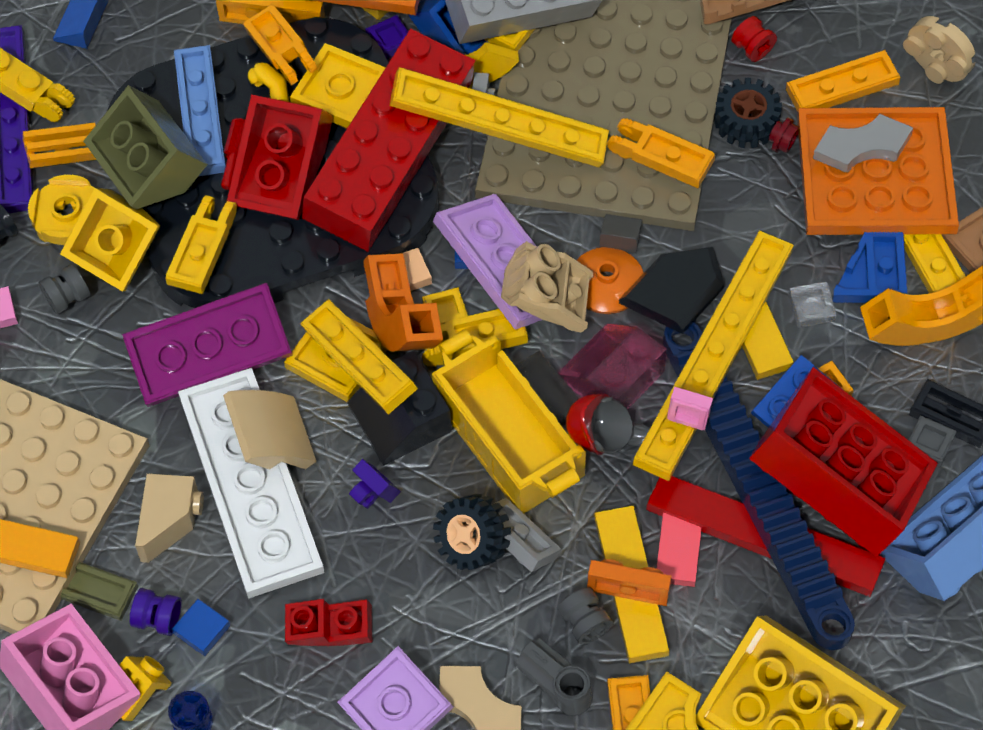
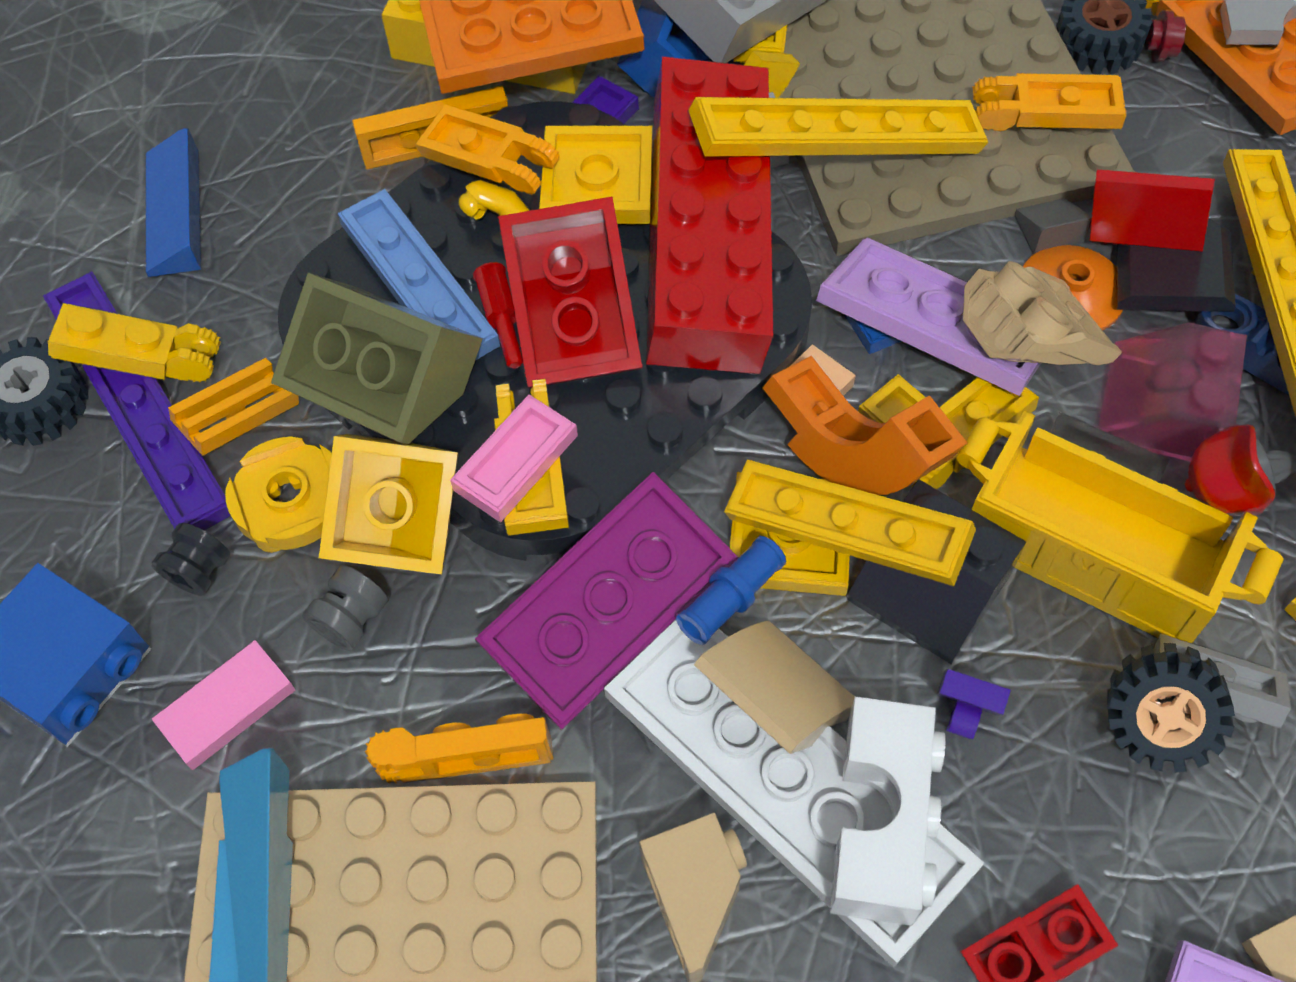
camera: 25 degrees left, 0 degrees up
(86, 391) = (460, 750): none -> light orange hinge
(189, 241) = (514, 458): none -> bright pink tile
(265, 541) = (885, 870): none -> white arch
(275, 367) = (731, 590): none -> blue pin
(674, 248) = (1151, 209): none -> red slope

